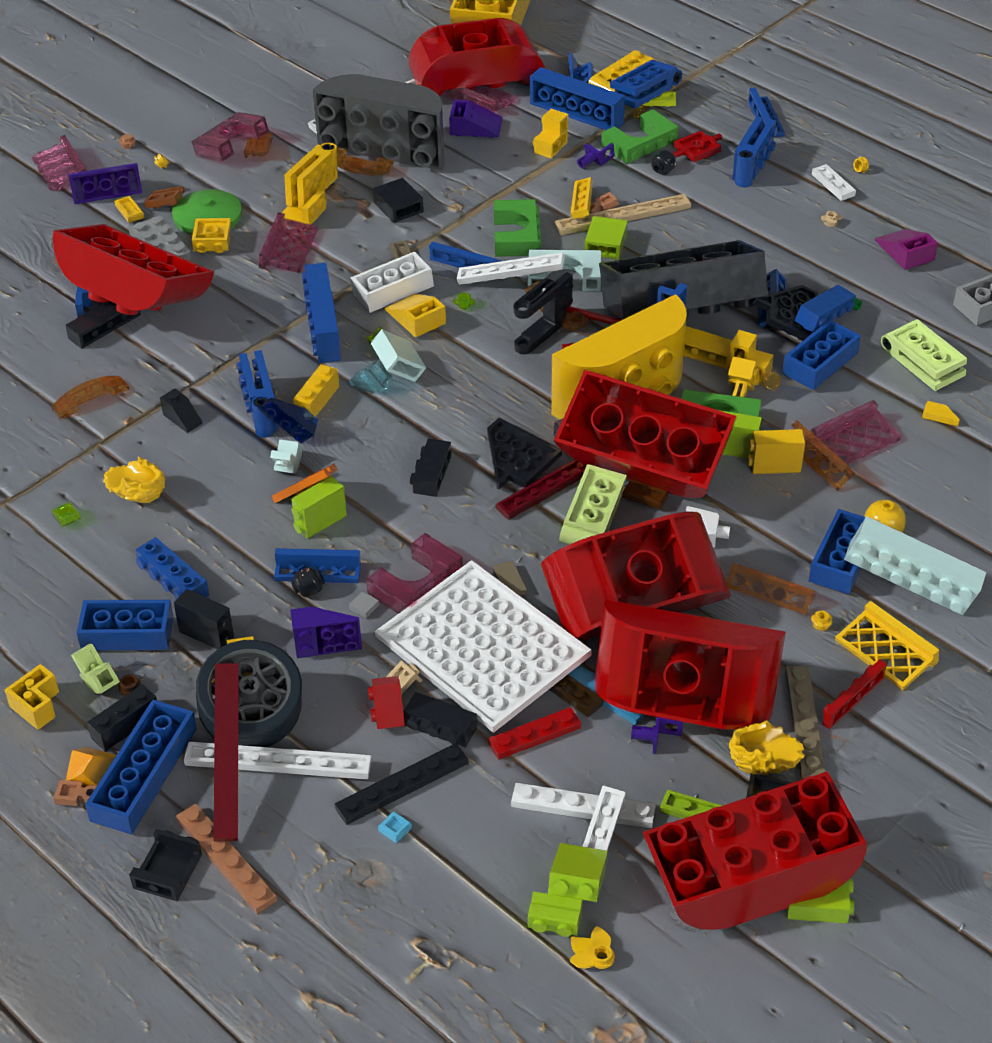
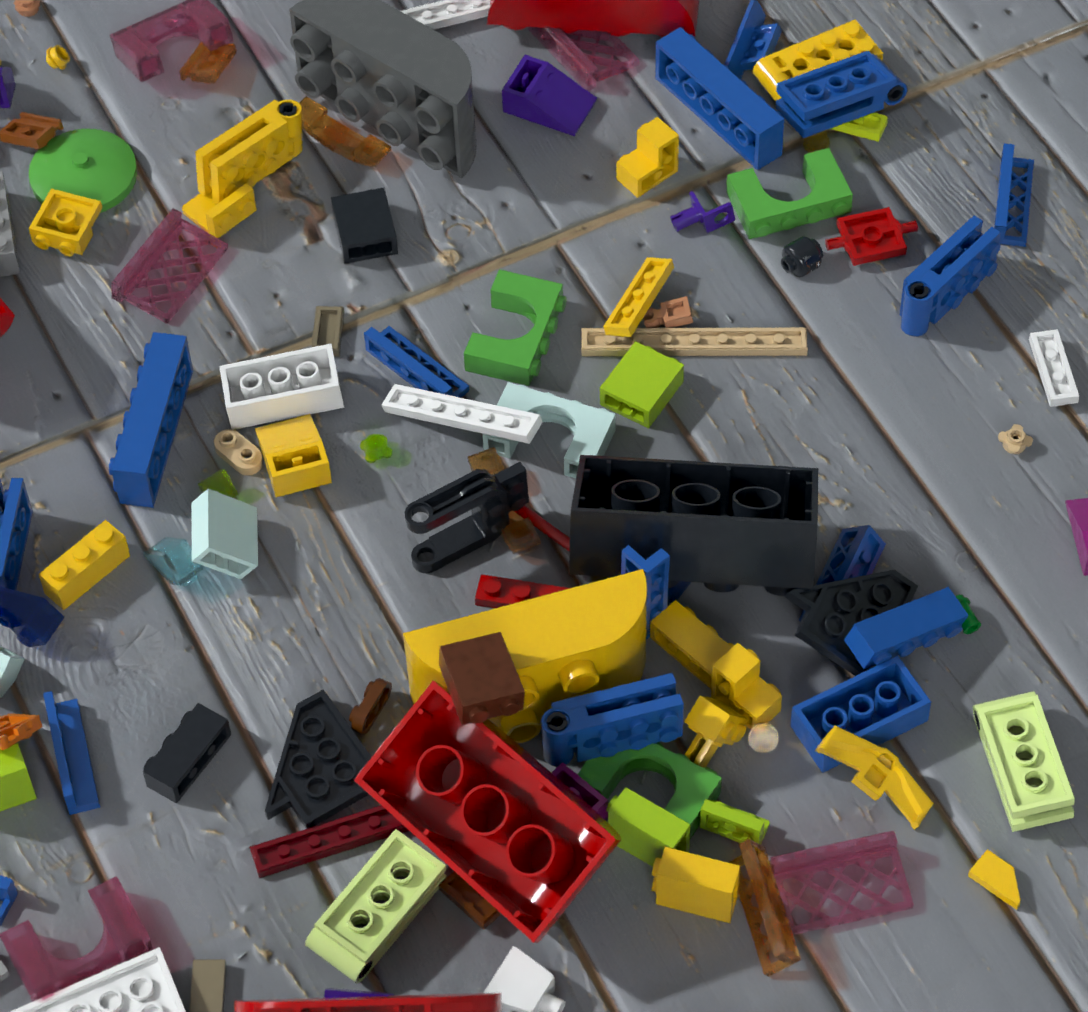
camera: 20 degrees right, 10 degrees up
(359, 487) = (72, 754): none -> blue fence
(374, 319) = (235, 451): none -> tan plate
(532, 414) = (374, 700): none -> reddish brown plate
(615, 358) = (481, 678): none -> copper brick
(694, 376) = (612, 720): none -> blue hinge
(778, 419) = (732, 822): none -> lime bracket
(848, 376) = (877, 772): none -> yellow plate

